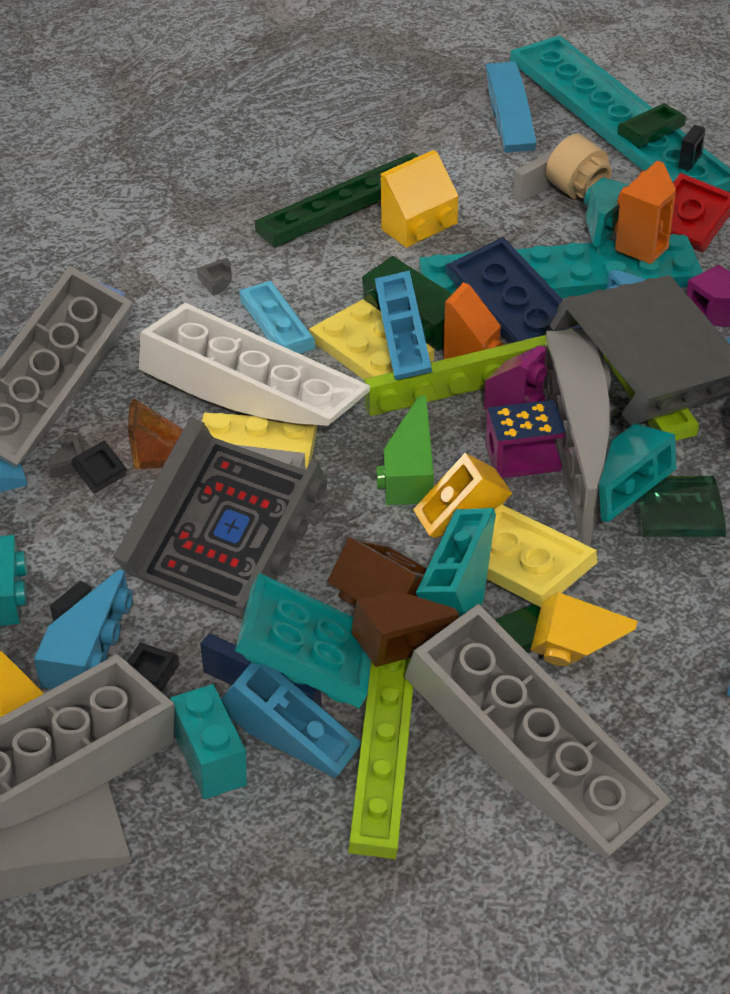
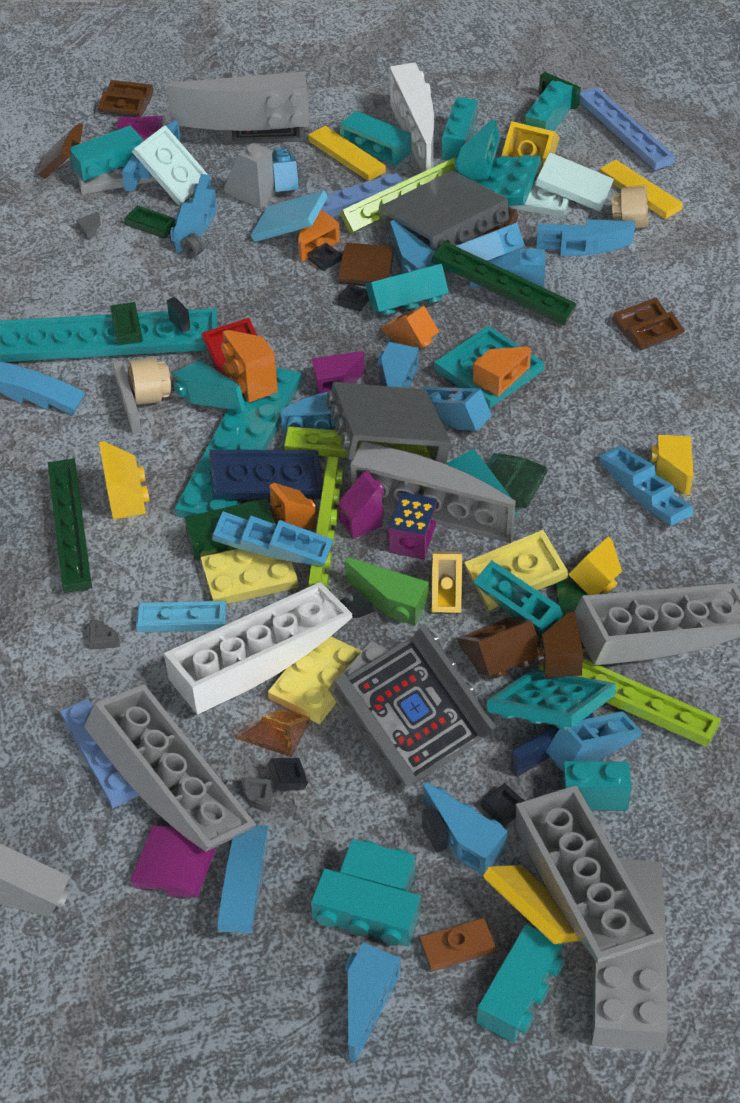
camera: 65 degrees left, 5 degrees up
(369, 436) = (357, 605): none -> black tile

